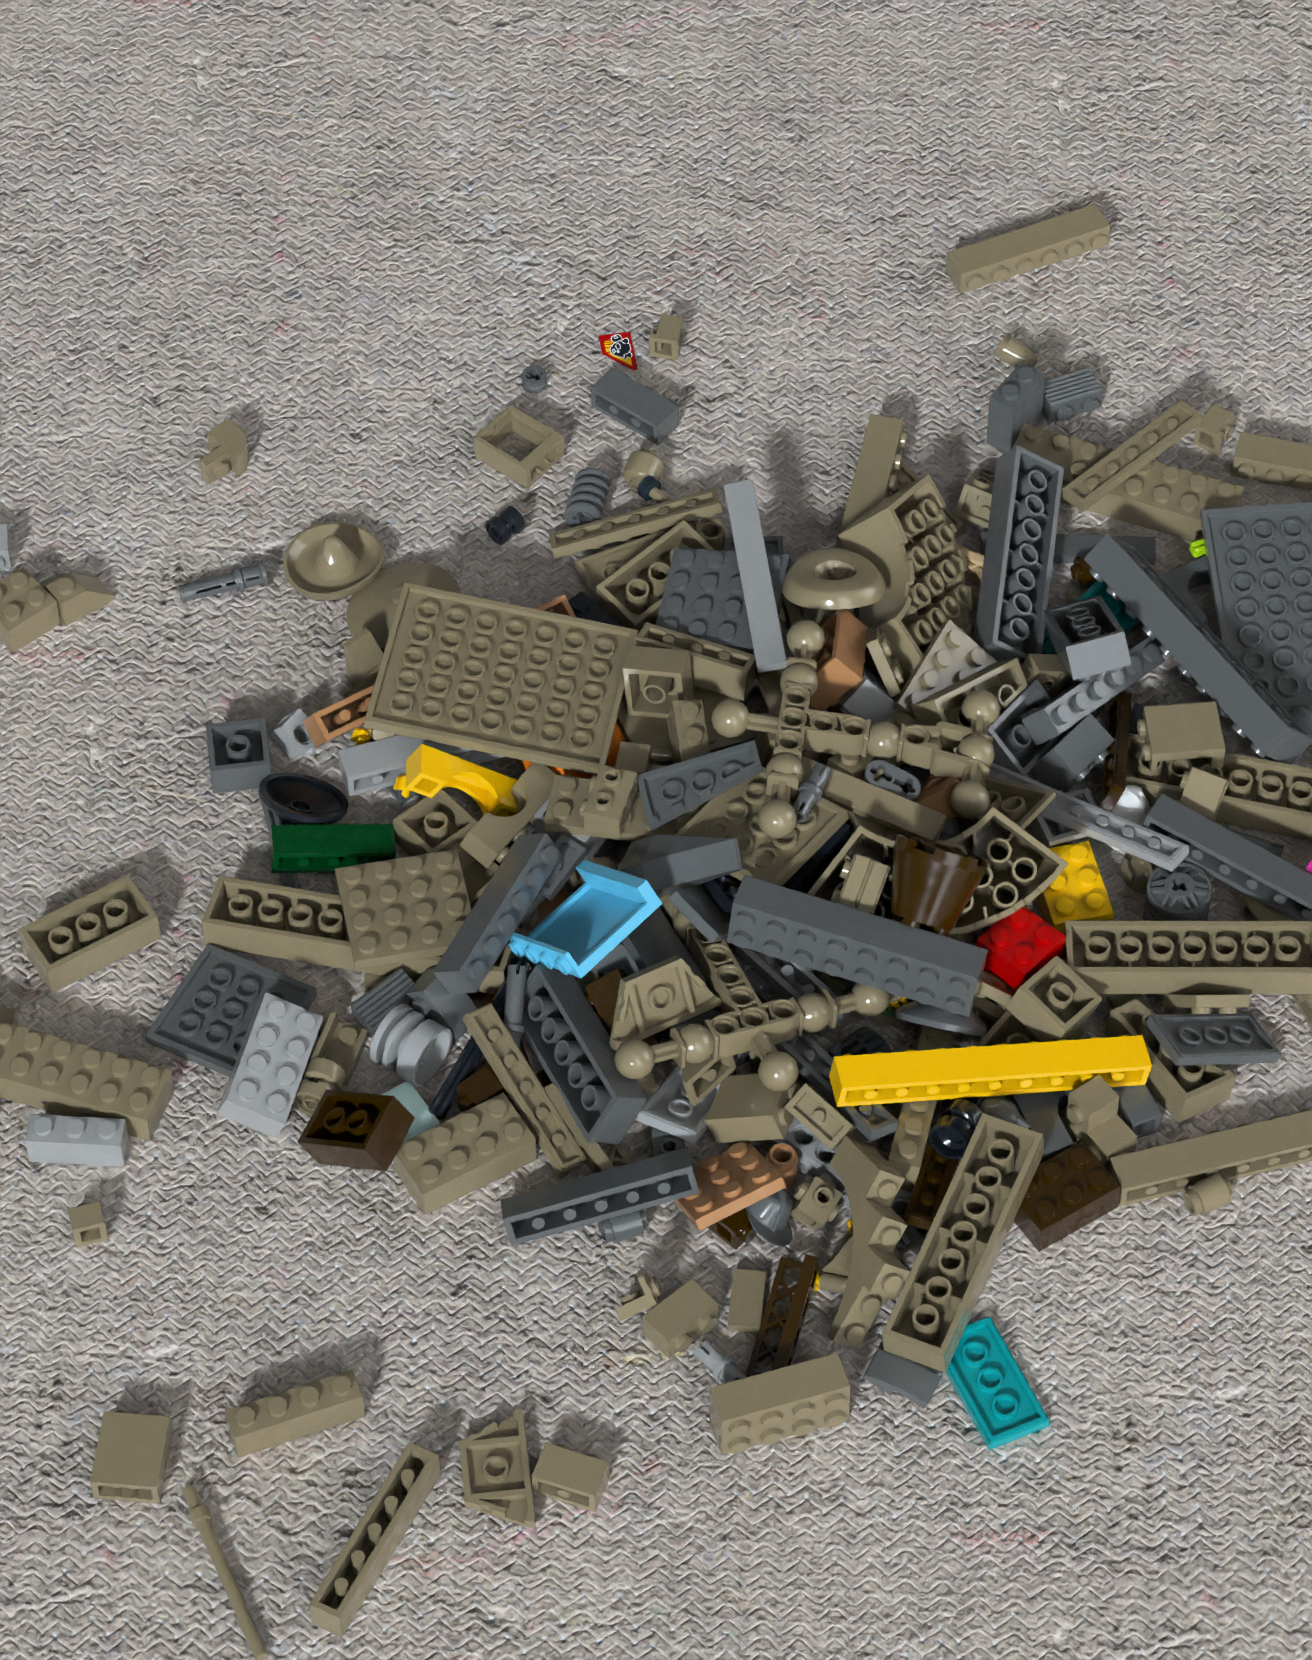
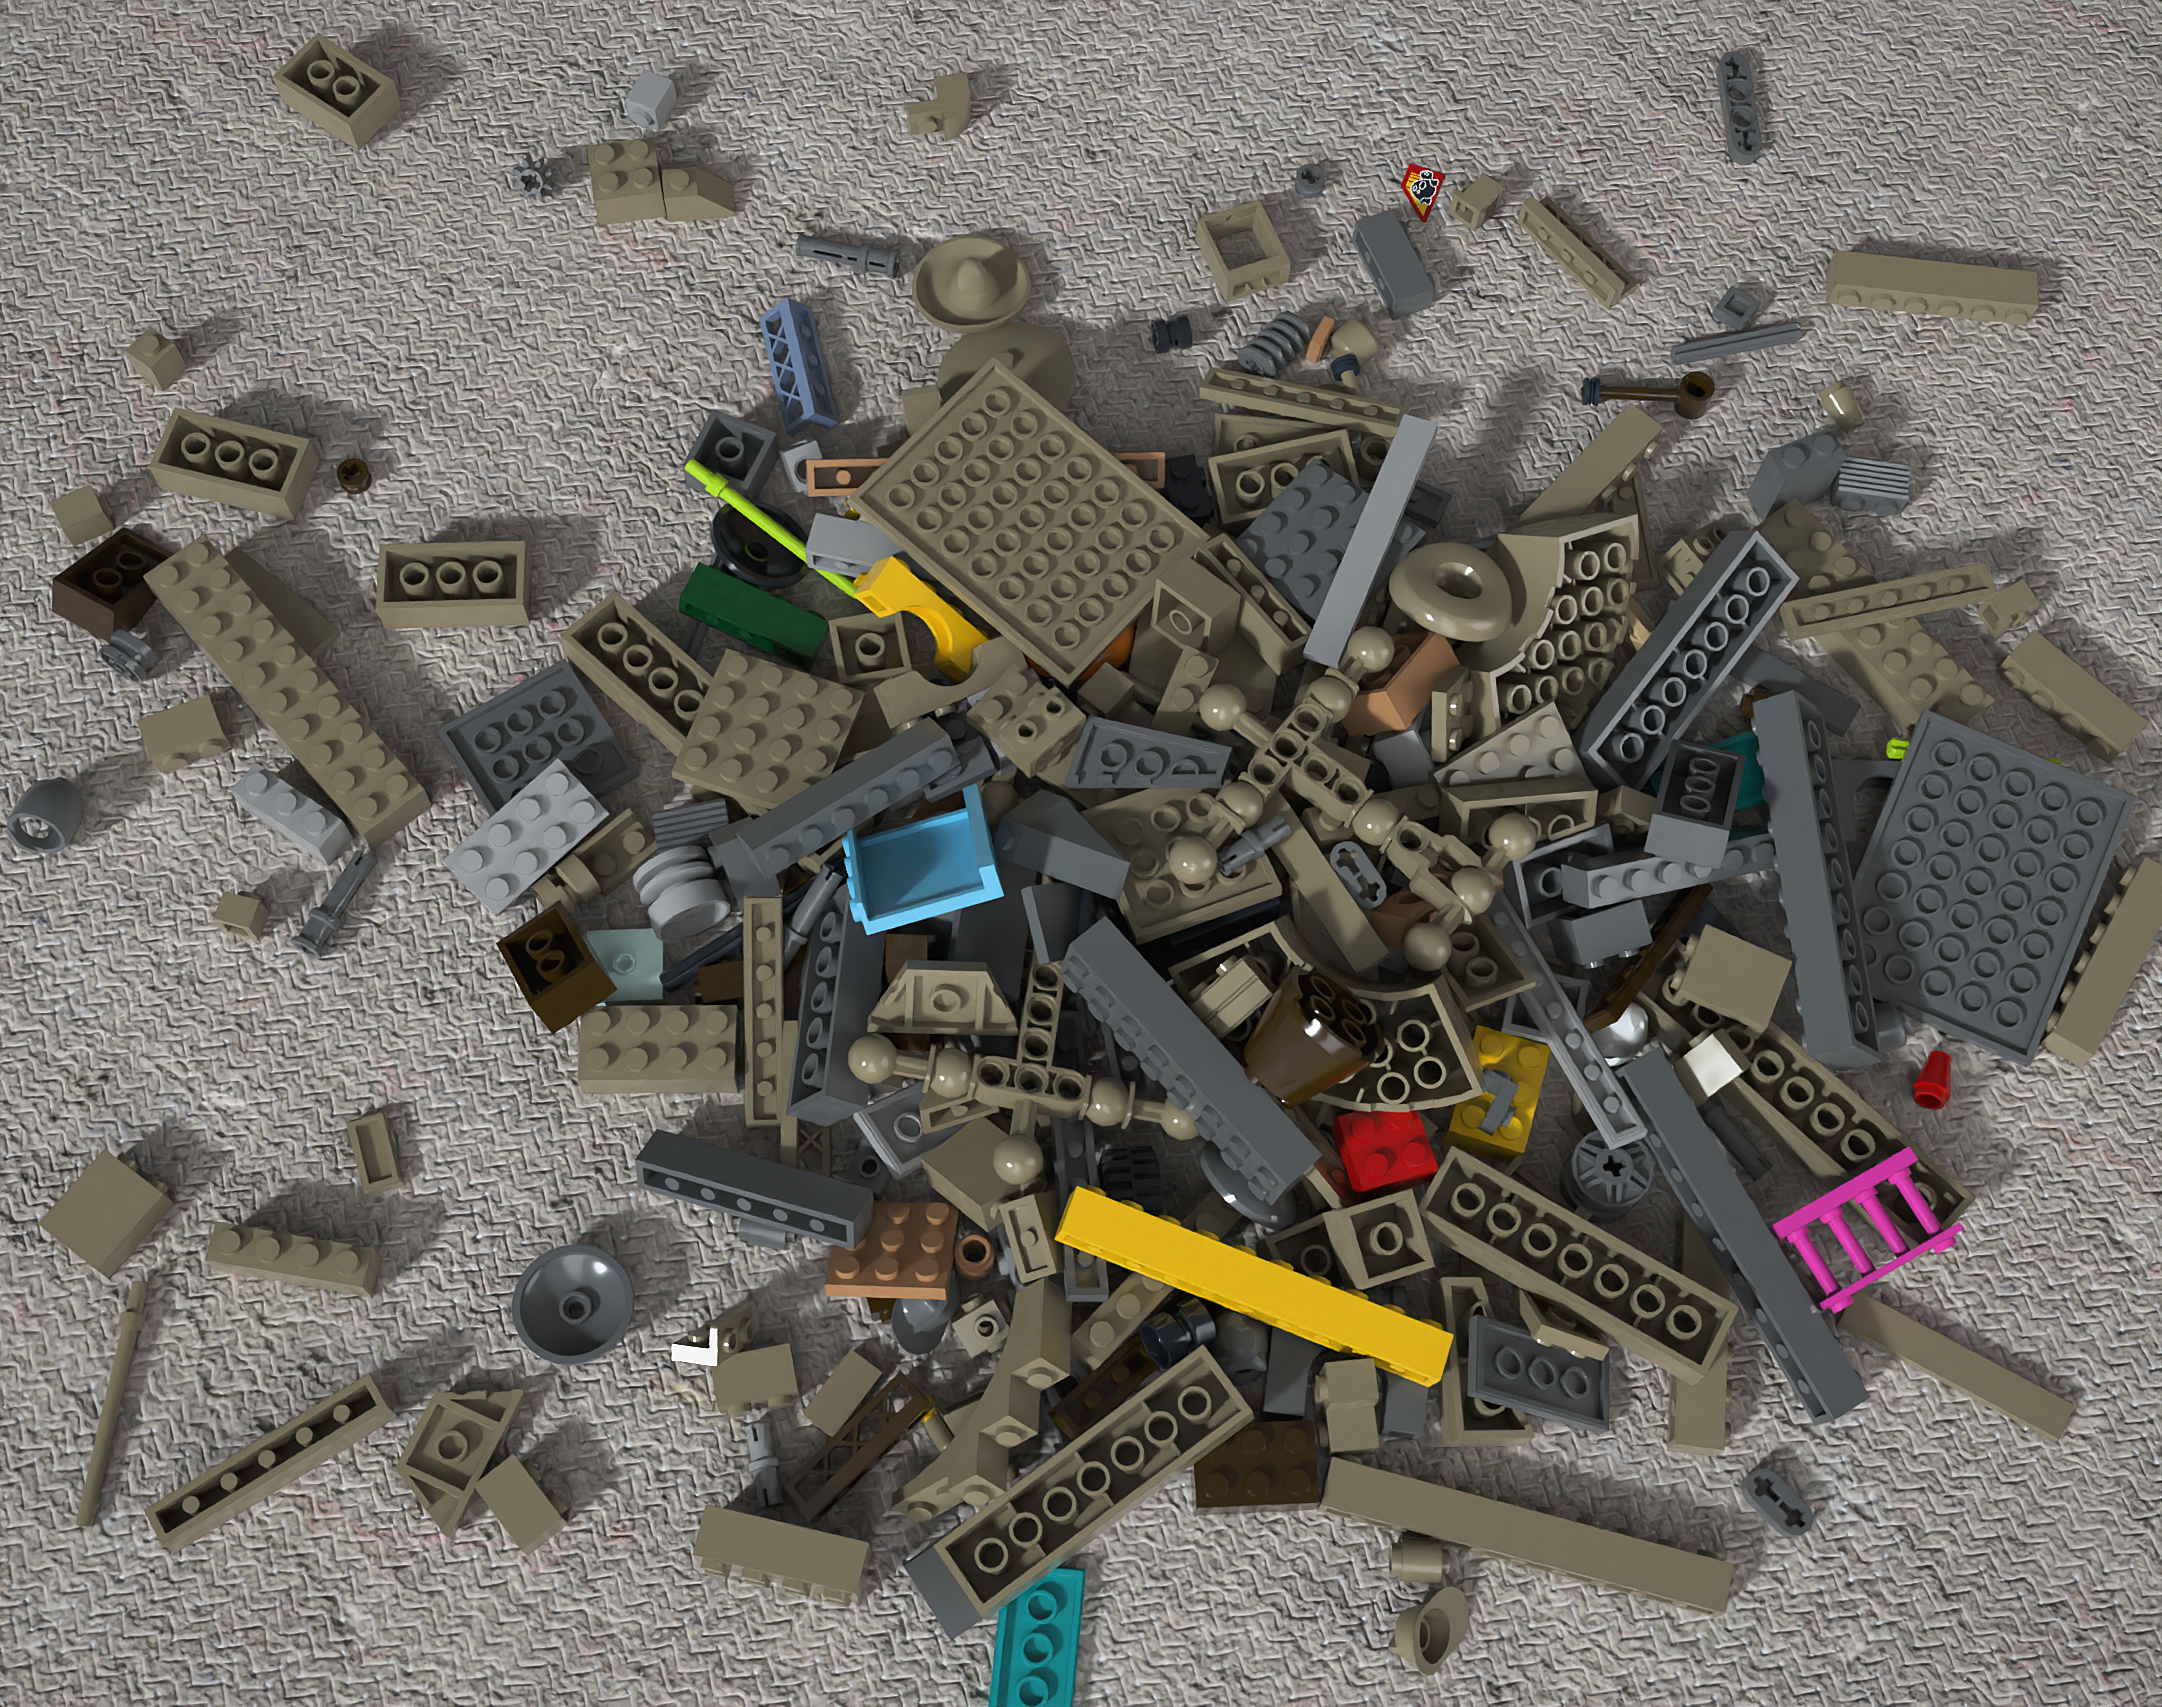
camera: 25 degrees right, 15 degrees up
(152, 1195) = (325, 919): none -> dark grey pin
(247, 771) = (718, 486): none -> lime bar
(248, 670) = (803, 359): none -> sand blue fence
(300, 1325) = (375, 1153): none -> dark tan tile
(516, 1320) = (557, 1284): none -> dark grey dish
(617, 479) = (1320, 339): none -> medium nougat tile
(760, 339) = (1576, 251): none -> dark tan fence
(816, 190) = (1743, 108): none -> dark grey beam
(900, 324) = (1736, 309): none -> dark grey plate
(906, 398) = (1684, 403): none -> dark brown piece
(914, 347) = (1735, 343): none -> dark grey axle
(1076, 877) = (1500, 1111): none -> dark grey bracket
(1243, 1229) = (1431, 1630): none -> dark tan piece

